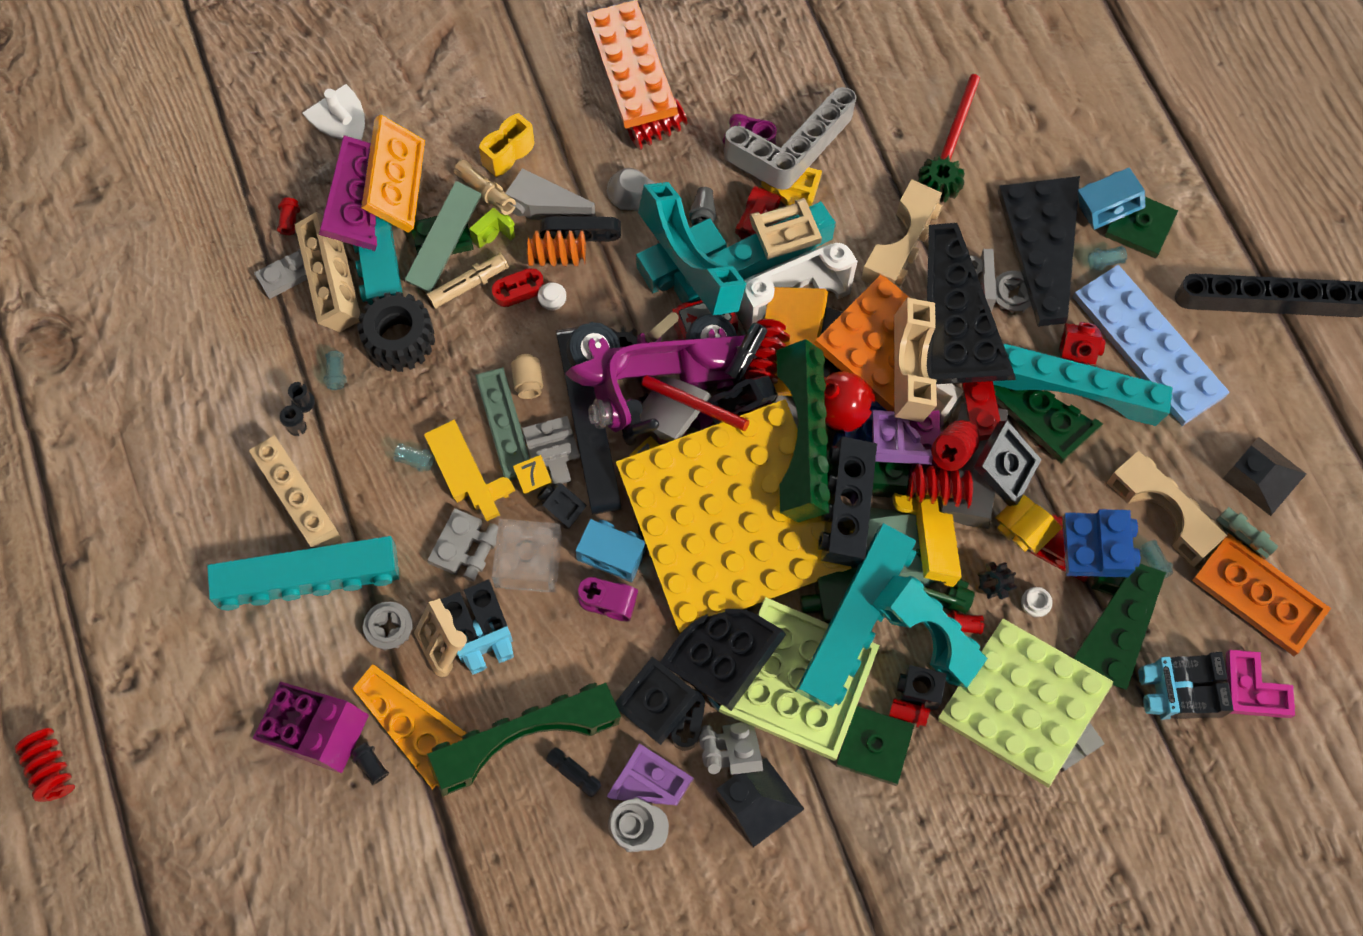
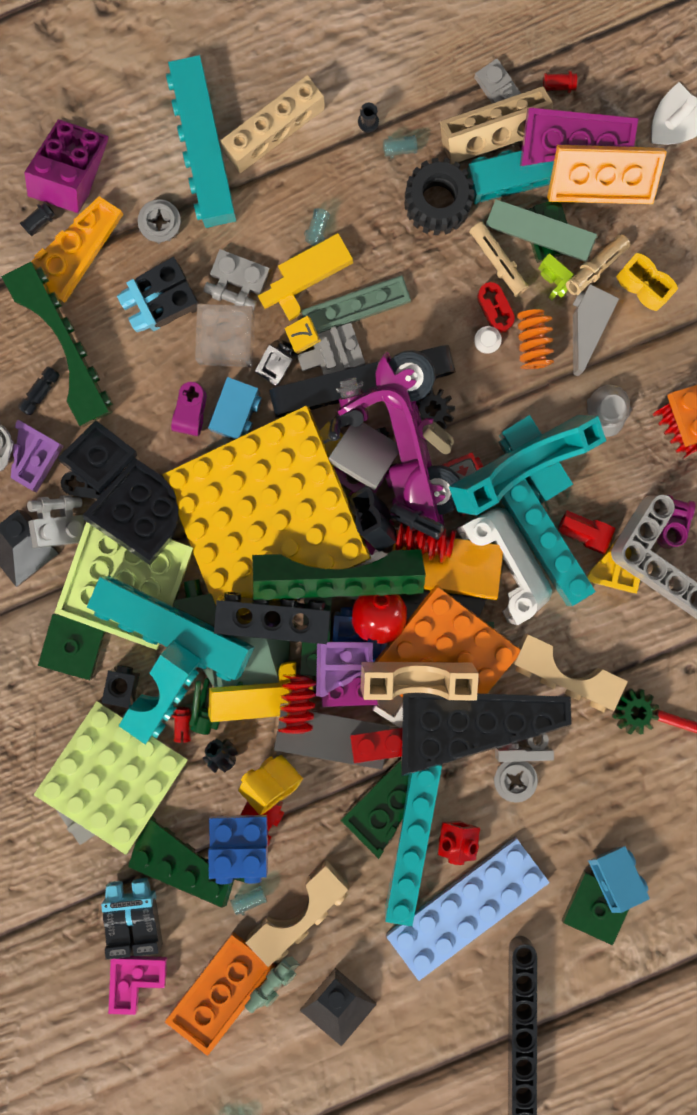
camera: 90 degrees right, 20 degrees up
(292, 418) = (345, 112): black pin -> none
(431, 633) = (149, 260): tan plate -> none
(527, 376) = (401, 322): tan brick -> none
(594, 228) = (560, 367): black beam -> none
(695, 403) = (362, 475): red bar -> none
(703, 206) = (589, 478): dark grey cone -> none
(789, 235) = (549, 559): tan plate -> none
(909, 712) = (99, 676): red pin -> none
(955, 445) = (334, 718): red piece -> none
(1007, 463) = (323, 766): black plate -> none
(1036, 602) = (205, 790): white plate -> none
(1043, 235) = (583, 809): black wing -> none
(1101, 258) = (556, 871): clear light blue pin -> none

